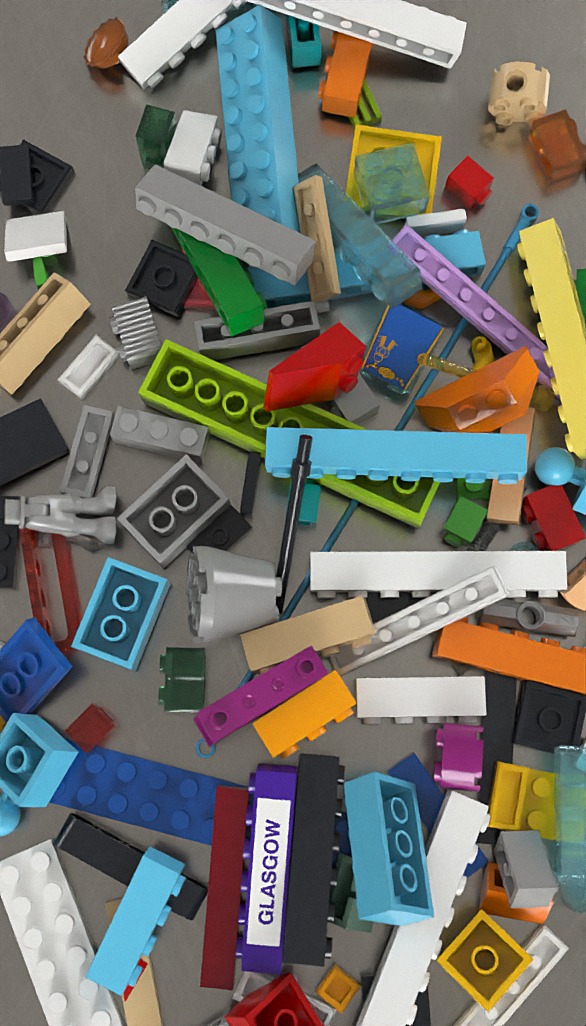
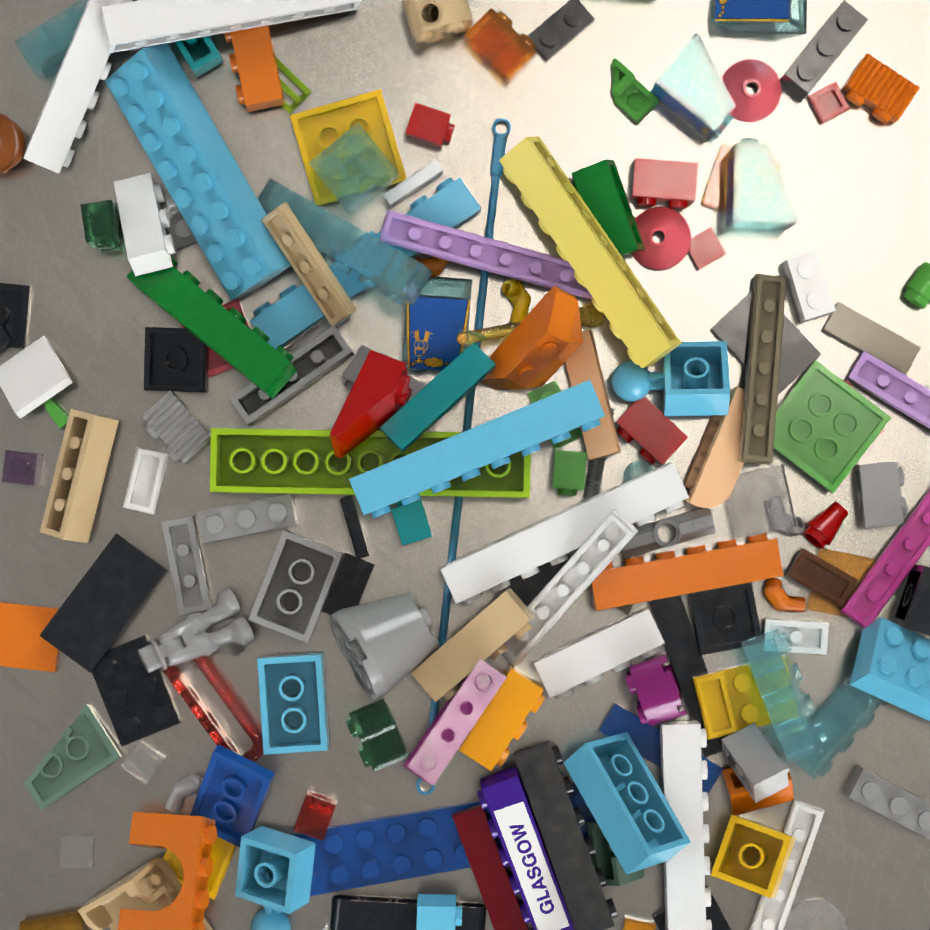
camera: 25 degrees left, 10 degrees up
(219, 173) = (178, 227): none -> light grey plate
(225, 224) = (215, 296): light grey brick -> none
(300, 470) = (399, 507): black bar -> none
(377, 398) = (437, 397): none -> teal tile

